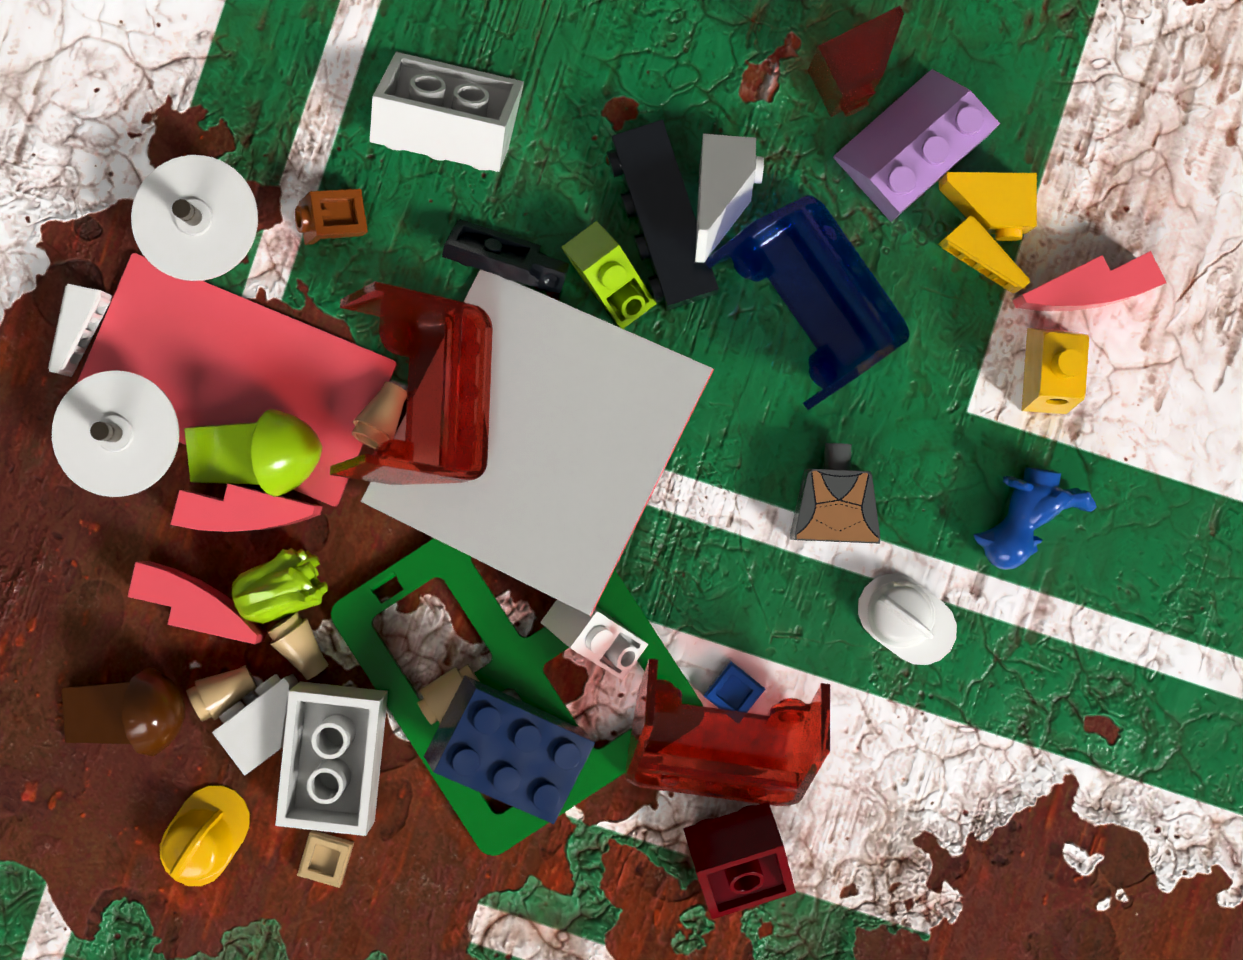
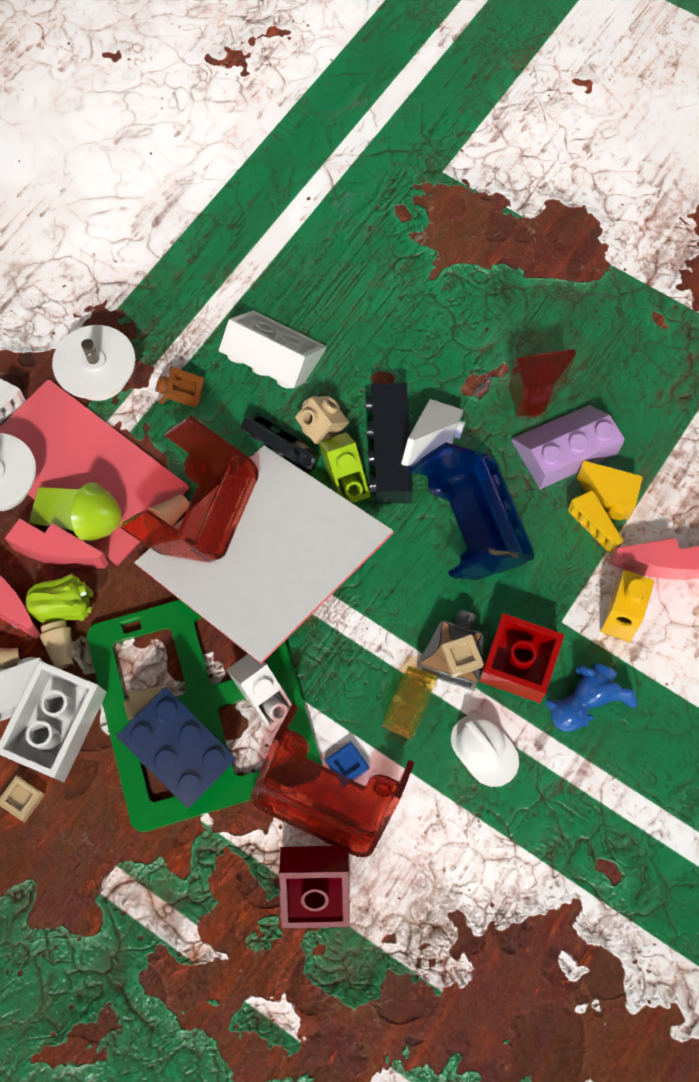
camera: 20 degrees right, 20 degrees down
(554, 209) = (321, 418): none -> tan brick
(795, 588) = (410, 702): none -> clear yellow slope
(852, 517) = (462, 656): none -> tan plate
(930, 488) = (522, 658): none -> red brick

